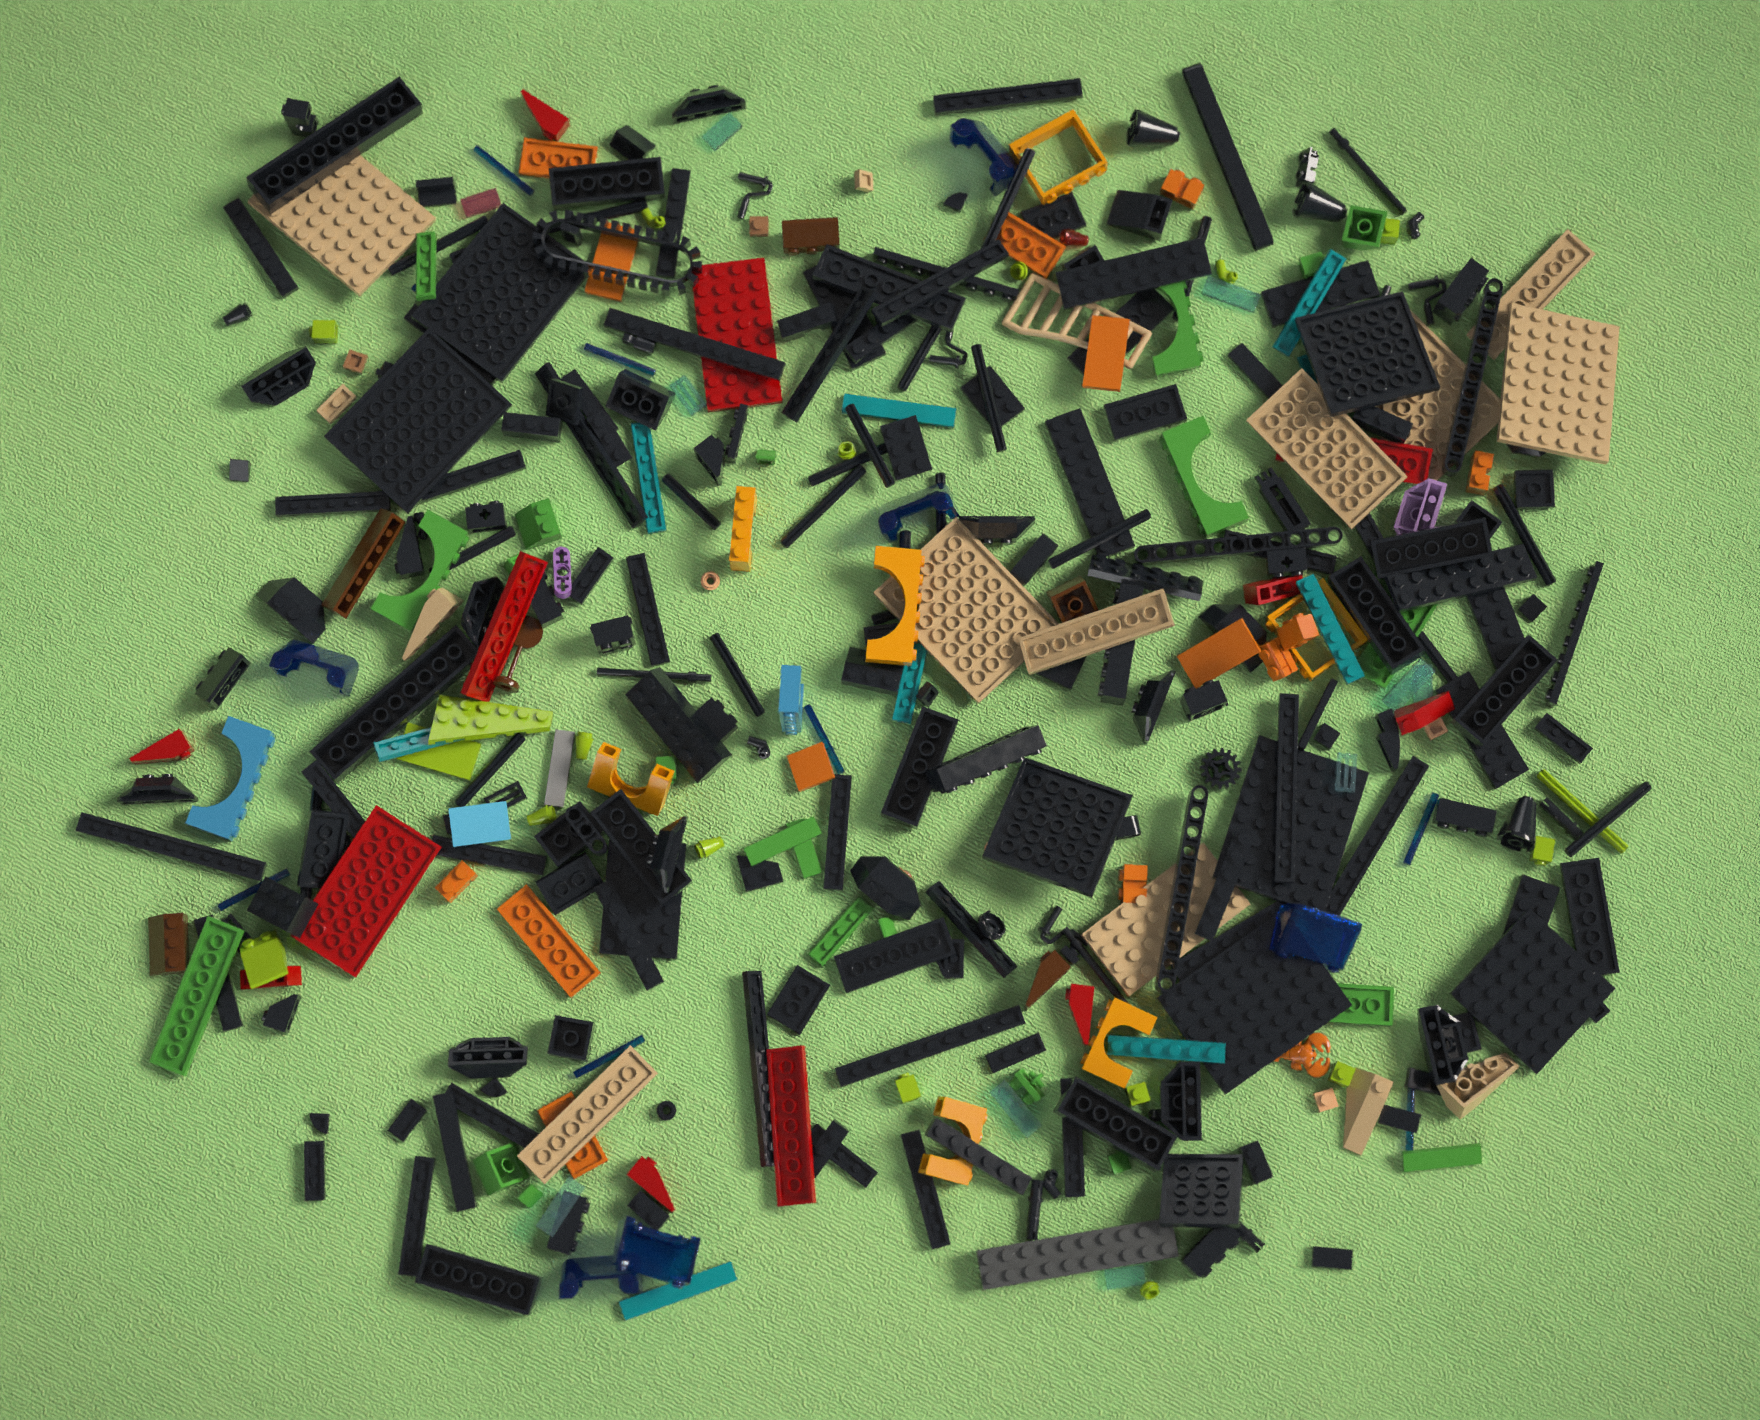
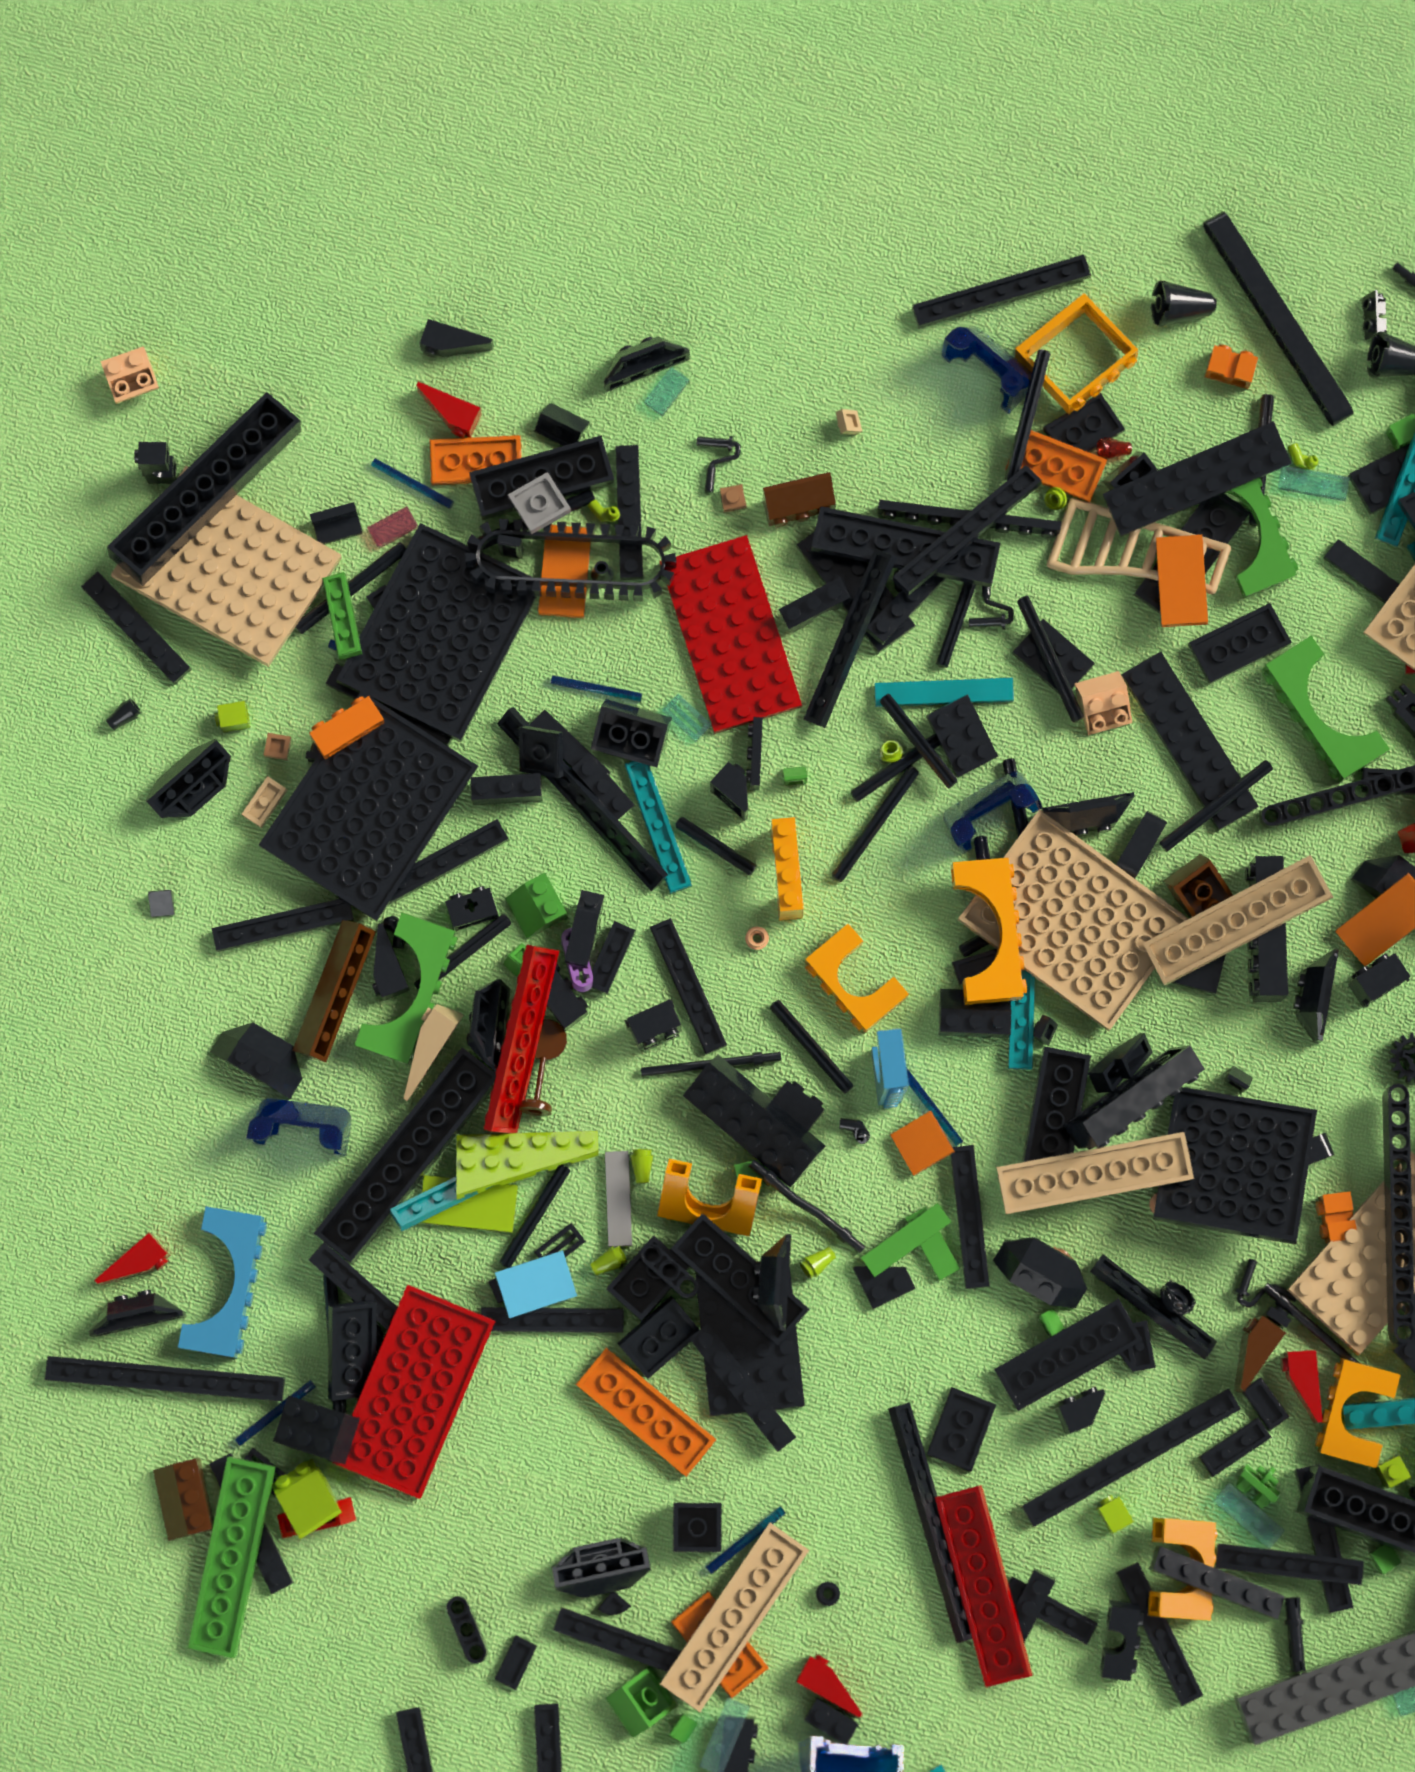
camera: 10 degrees left, 0 degrees up
(222, 677) = (188, 1160): slope -> none
(281, 1014) = (338, 1560): black slope -> none
(293, 44) = (130, 374): none -> light nougat slope
(320, 1122) = (410, 1683): black tile -> none
(367, 1079) = (476, 1638): none -> black beam
(411, 354) = (346, 726): none -> orange brick
(454, 1151) = (581, 1690): black tile -> none
(456, 881) = (520, 1359): orange brick -> none
(554, 61) = (449, 341): none -> black slope
(572, 548) = (584, 928): none -> black slope
(600, 202) = (539, 503): none -> light grey tile
(639, 343) = (616, 665): black bar -> none
(644, 269) = (606, 575): none -> black cone
(695, 344) = (684, 654): black plate -> none
(734, 828) = (843, 1234): none -> black bar
(761, 610) = (864, 1010): none -> light orange arch
(840, 931) = (996, 1337): bright green tile -> none
(888, 1205) = (1119, 1662): none -> black arch
(893, 1002) = (1081, 1412): none -> black slope
(941, 813) = (1095, 1173): none -> tan plate
(956, 201) = (963, 428): black tile -> none
(982, 731) = (1120, 1064): none -> black slope
(1025, 441) = (1104, 702): none -> light nougat slope
(1040, 1152) = (1289, 1564): none -> black plate
(1046, 1023) = (1265, 1404): none -> black tile
(1049, 1183) = (1306, 1595): black arm -> none
(1076, 760) = (1238, 1079): none -> slope
(1140, 213) = (1187, 404): black slope -> none
(1149, 578) = (1284, 843): black plate -> none

